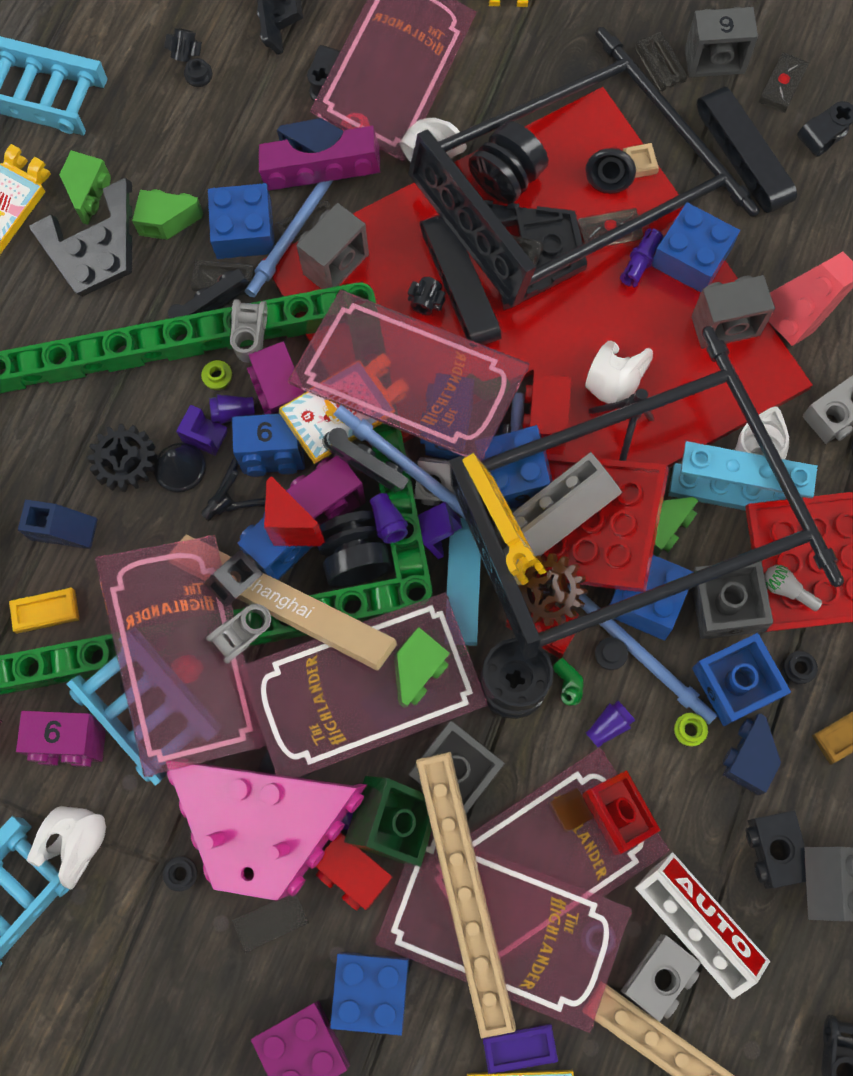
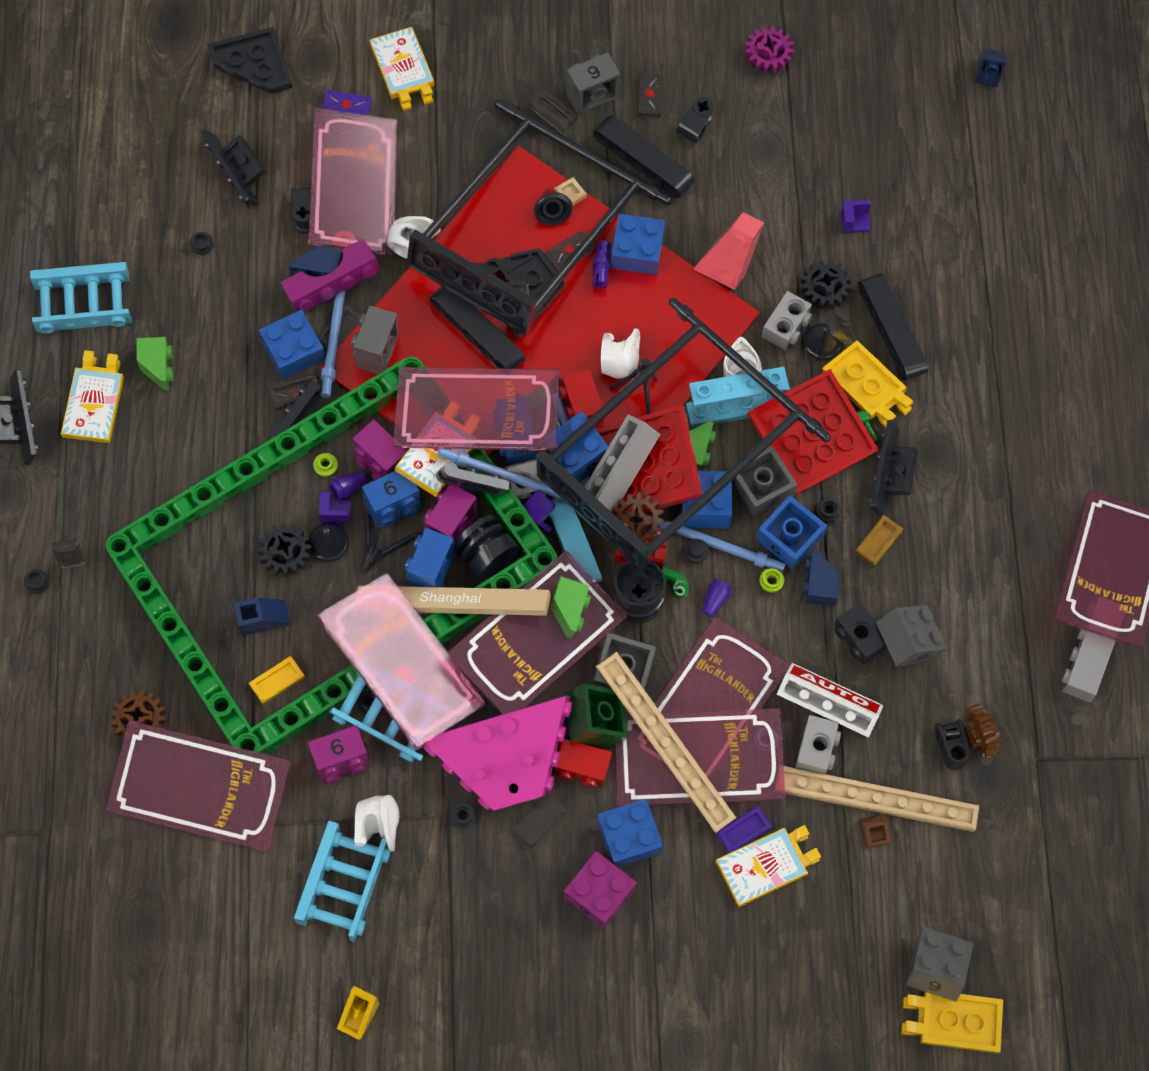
camera: 30 degrees left, 5 degrees down
(97, 253) = (192, 409): wing -> none
(165, 214) = (229, 360): bright green slope -> none
(183, 44) = (181, 225): black gear -> none
(225, 586) = (415, 596): black brick -> none
(238, 632) = (436, 632): light grey piece -> none
(248, 324) = (342, 416): light grey piece -> none
(287, 520) = (442, 537): red slope -> none
(389, 522) = (506, 516): dark purple cone -> none
(426, 296) = (458, 349): black gear -> none
(504, 520) = (612, 498): yellow tile -> none
(508, 162) = (476, 230): black wheel -> none
(570, 810) = (712, 665): reddish brown slope -> none
(620, 813) = (746, 652): red slope -> none
(734, 309) = (683, 279): dark grey brick -> none
(783, 582) = (793, 455): light grey piece -> none

